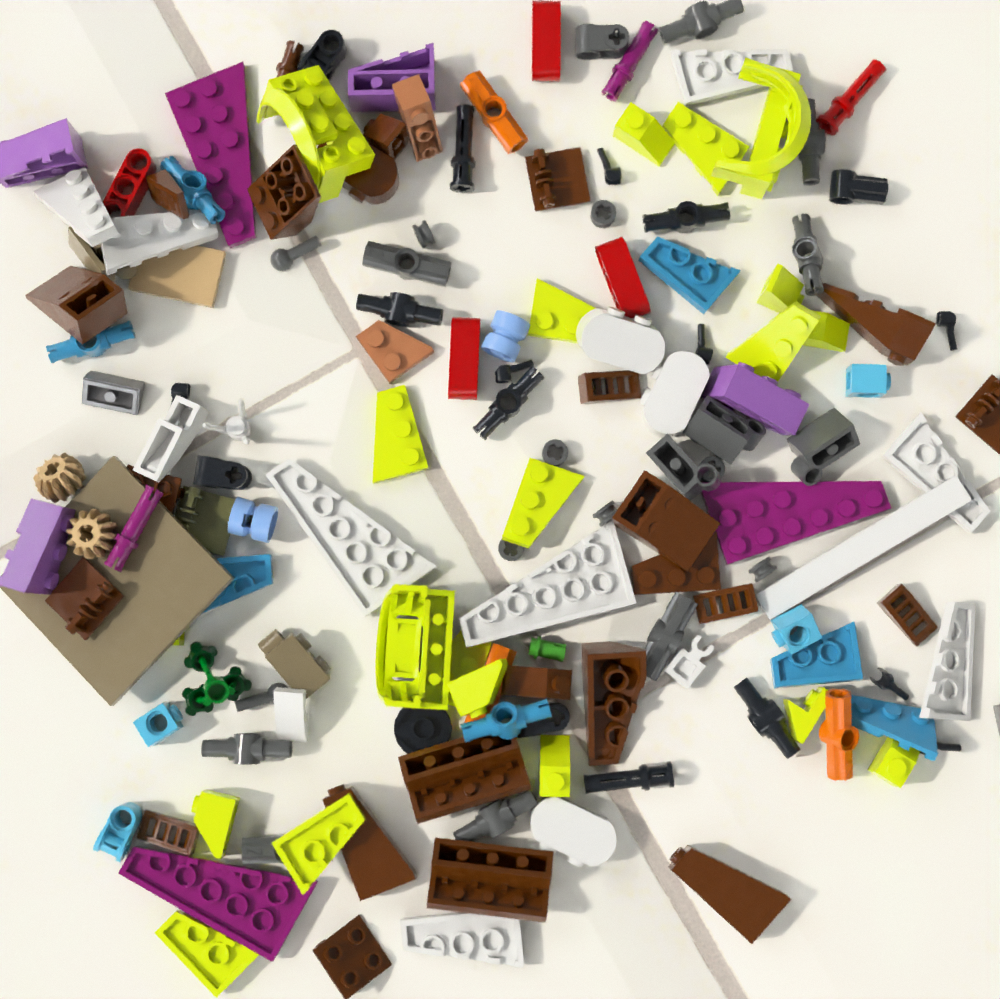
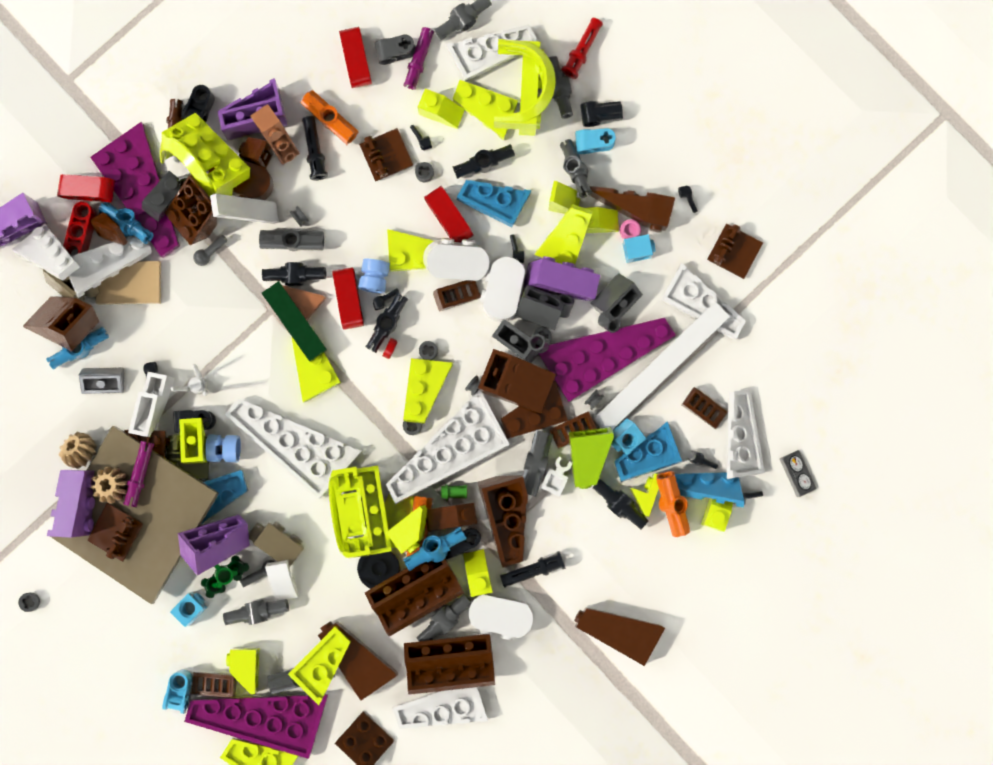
camera: 10 degrees left, 0 degrees up
(150, 132) = (86, 188): none -> beam
(212, 643) = (213, 543): none -> medium lavender wedge
(215, 501) = (192, 441): none -> neon yellow slope
(249, 165) = (162, 195): none -> dark grey hinge
(354, 207) = (244, 209): none -> white tile
(386, 372) = (294, 321): none -> dark green tile
(505, 438) = (390, 348): none -> red tile
(740, 642) = (589, 454): none -> lime slope
(836, 223) = (592, 141): none -> medium azure piece
(860, 352) = (629, 229): none -> bright pink tile

